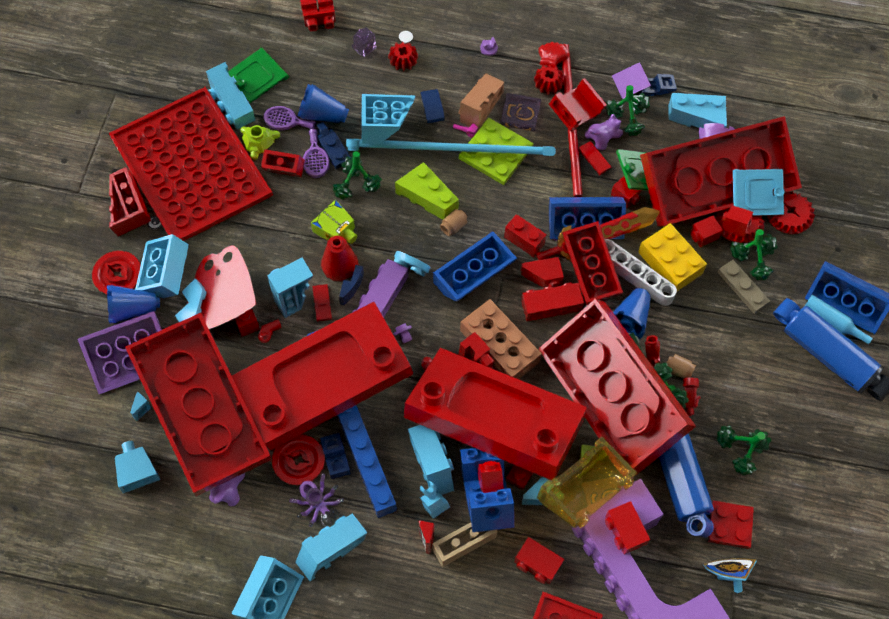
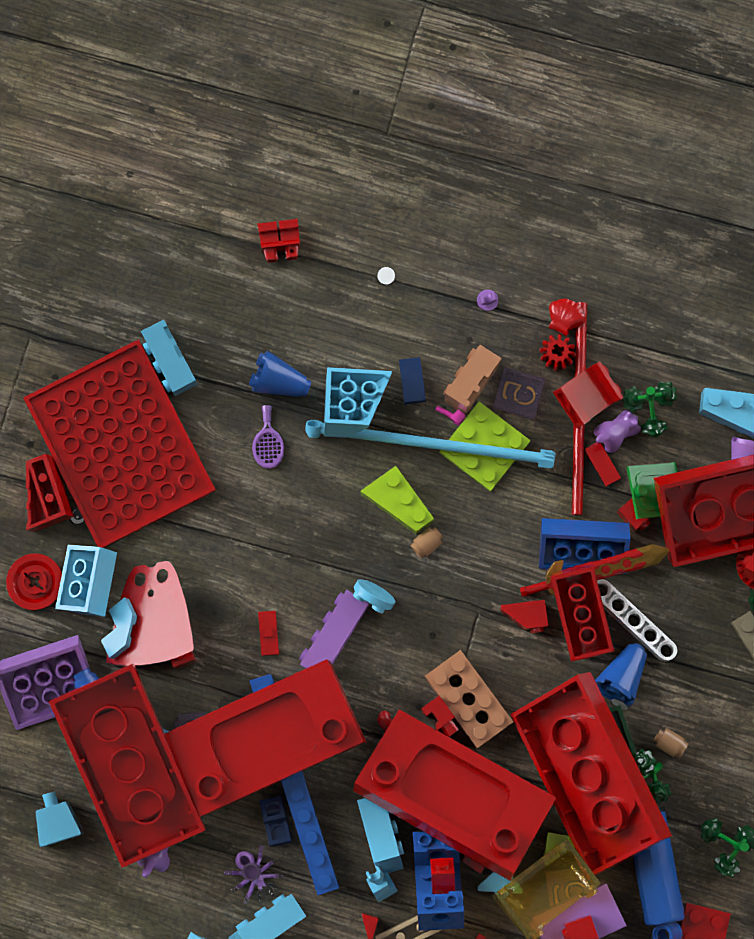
camera: 10 degrees right, 15 degrees up
(129, 303) = (49, 625): blue cone -> none
(140, 406) = (61, 750): medium azure slope -> none
(258, 73) = (203, 318): green container -> none
(258, 139) = (200, 415): lime rock -> none
(267, 330) = (204, 664): red arm -> none
(282, 163) = (229, 453): red brick -> none
(289, 286) = (233, 624): medium azure wedge -> none
(294, 122) = (242, 382): medium lavender piece -> none
(299, 446) = (240, 838): red gear -> none
(332, 145) = (289, 429): dark blue hinge -> none
(334, 222) = (288, 537): lime torso -> none
(338, 259) = (290, 593): red cone -> none
(349, 288) = (299, 621): dark blue slope -> none
(352, 166) = (311, 461): dark green plant -> none
(361, 38) = (333, 285): clear purple brick -> none
(403, 56) = (372, 312): red gear -> none
(403, 331) = (358, 677): medium lavender plate -> none
(473, 267) = (446, 608): blue slope -> none
(525, 235) = (508, 566): red brick -> none
(552, 301) = (532, 651): red brick -> none
(631, 76) = (658, 359): medium lavender sticker -> none
(652, 349) = (640, 723): red arm -> none
(660, 85) = (689, 366): dark blue slope -> none
(672, 257) = (678, 606): yellow brick -> none
(691, 386) = (677, 782): red piece -> none
(706, 231) = (722, 573): red brick -> none

